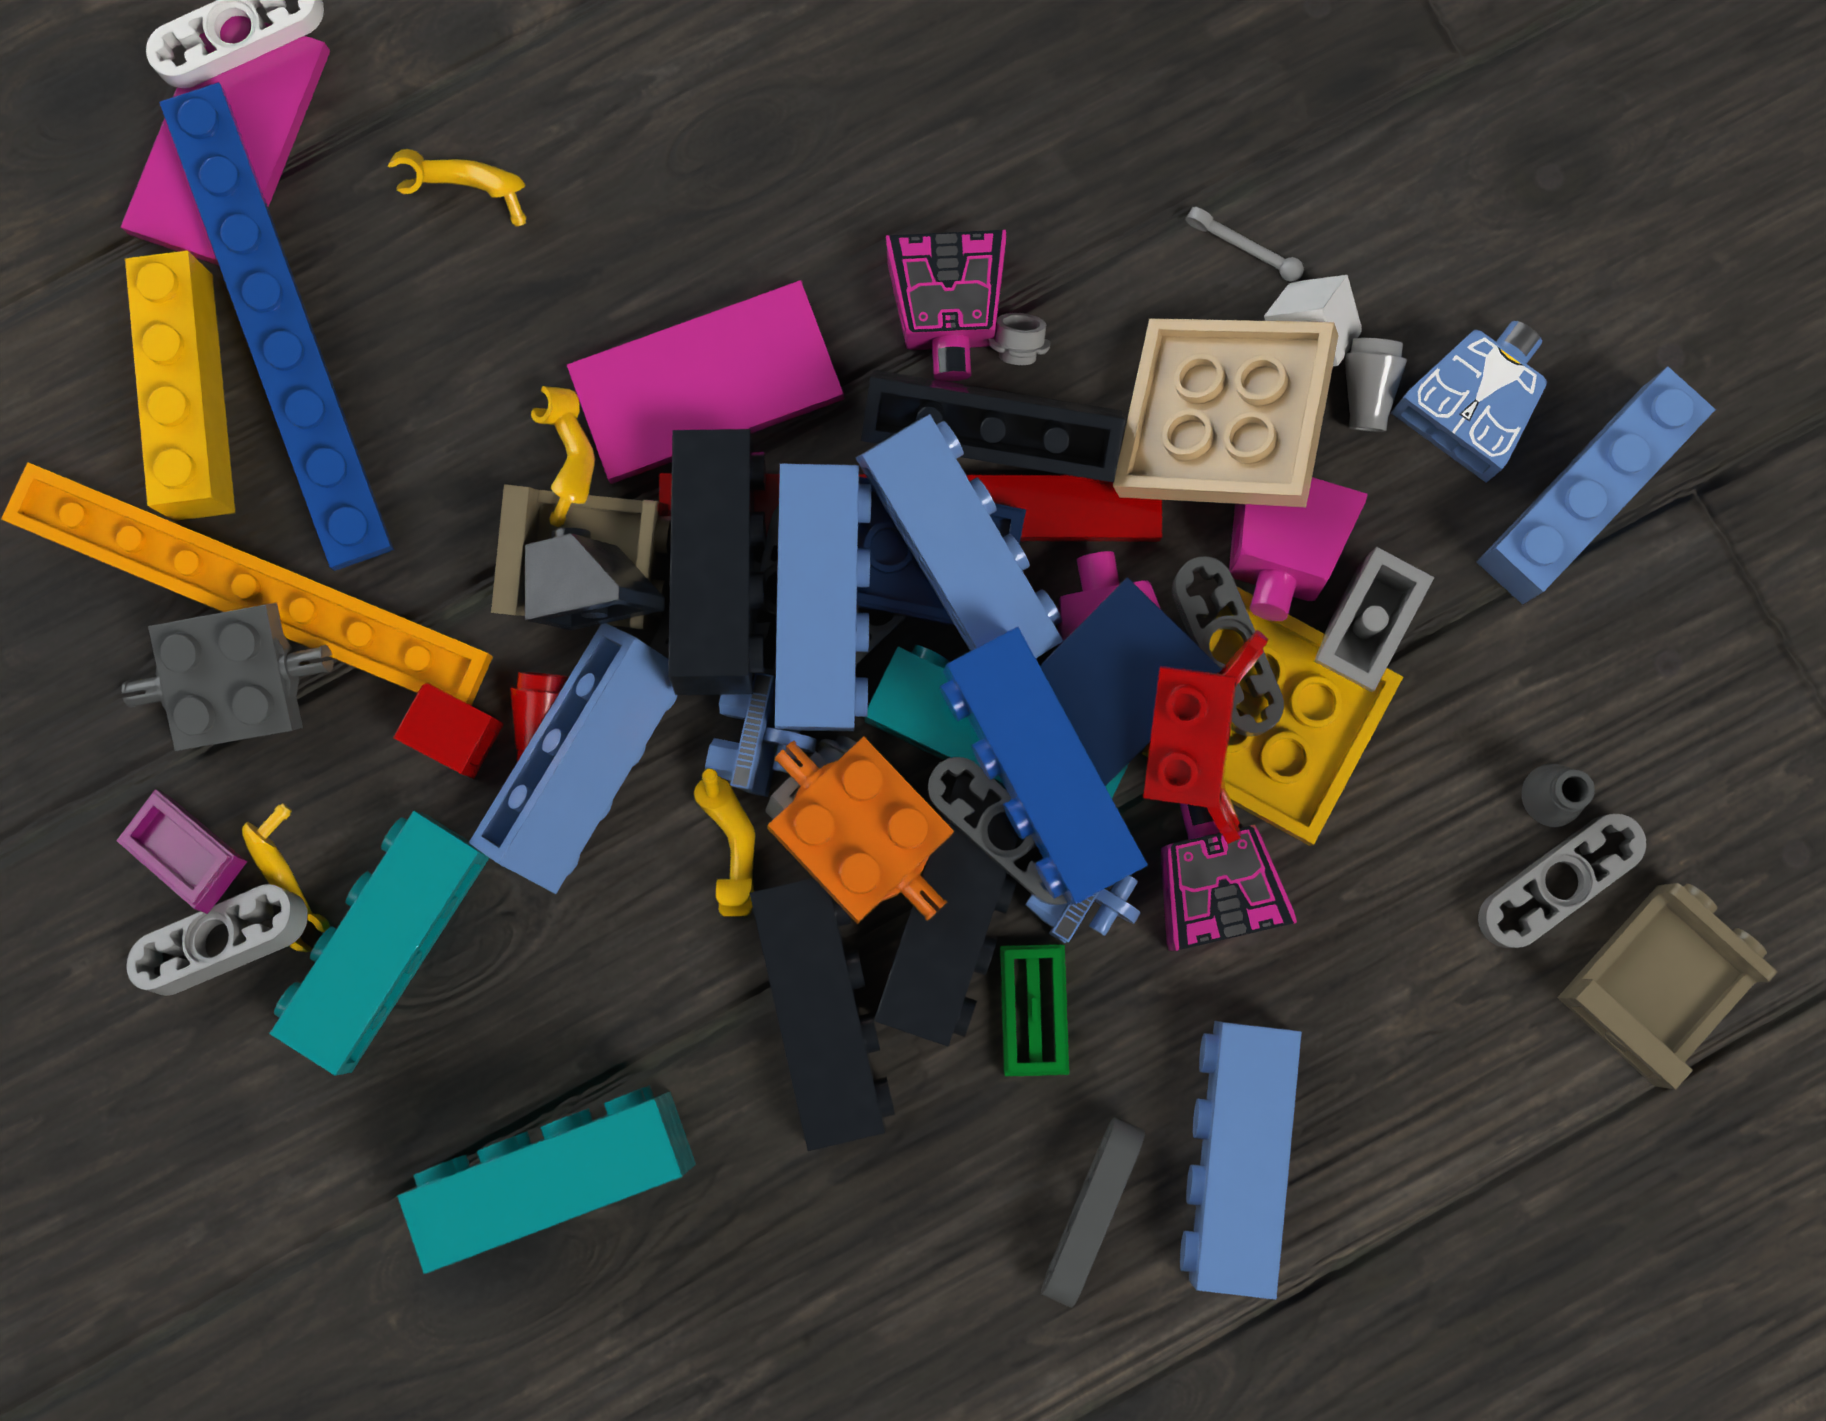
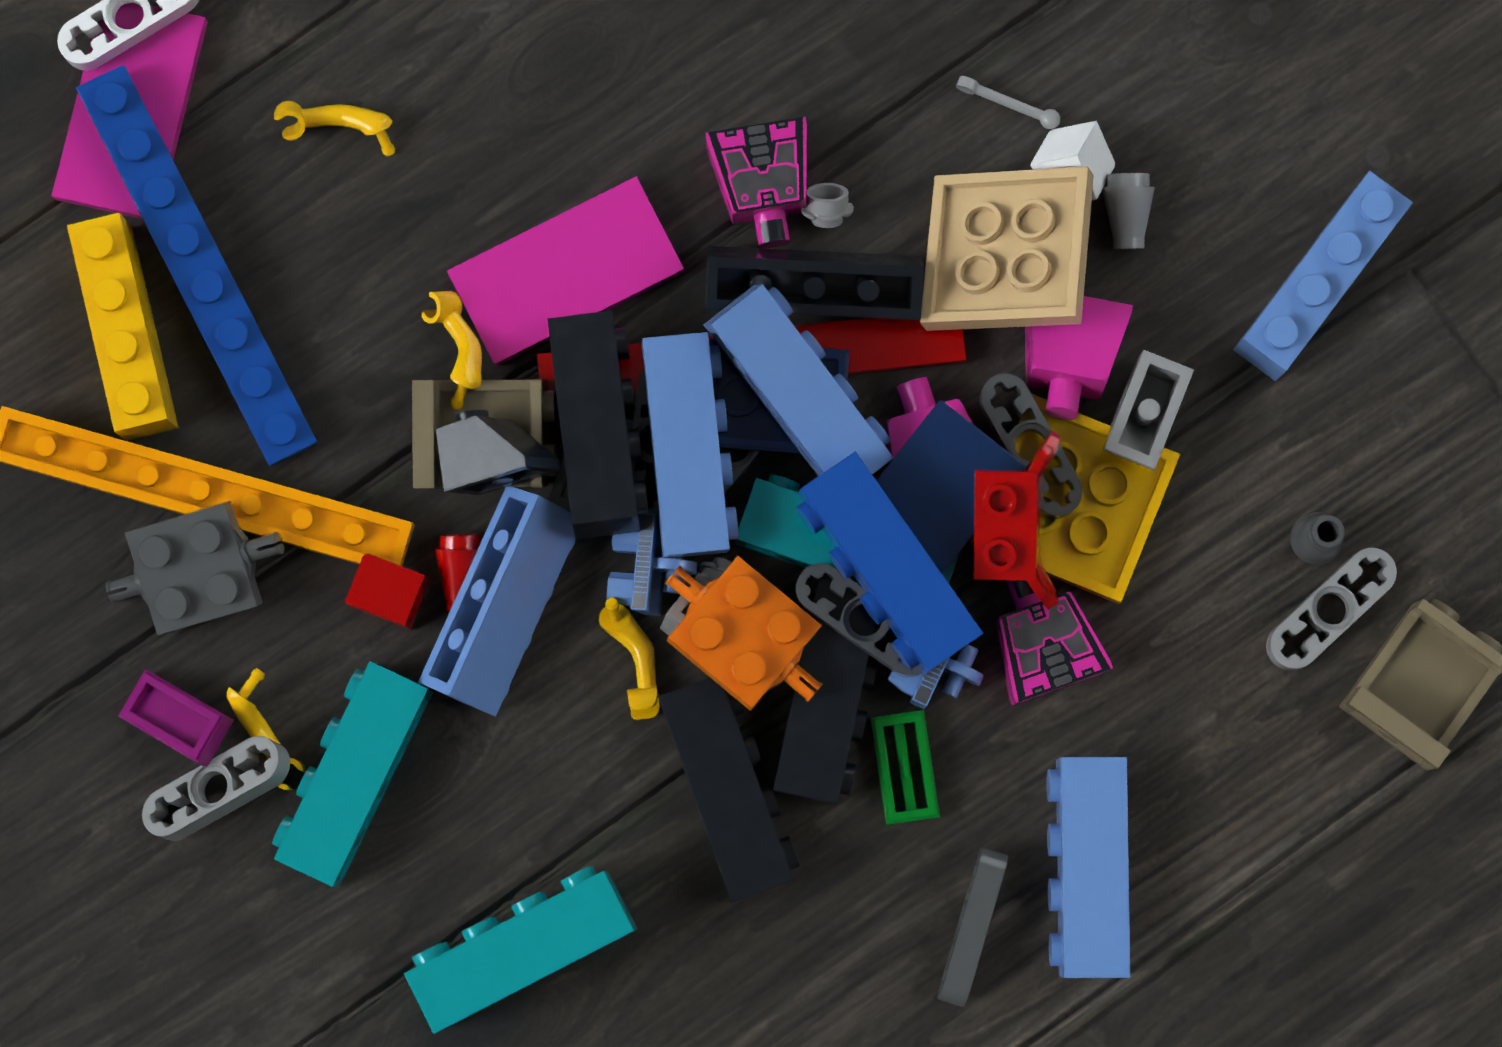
camera: 10 degrees left, 0 degrees up
(1478, 399) = (1217, 212): medium blue torso -> none

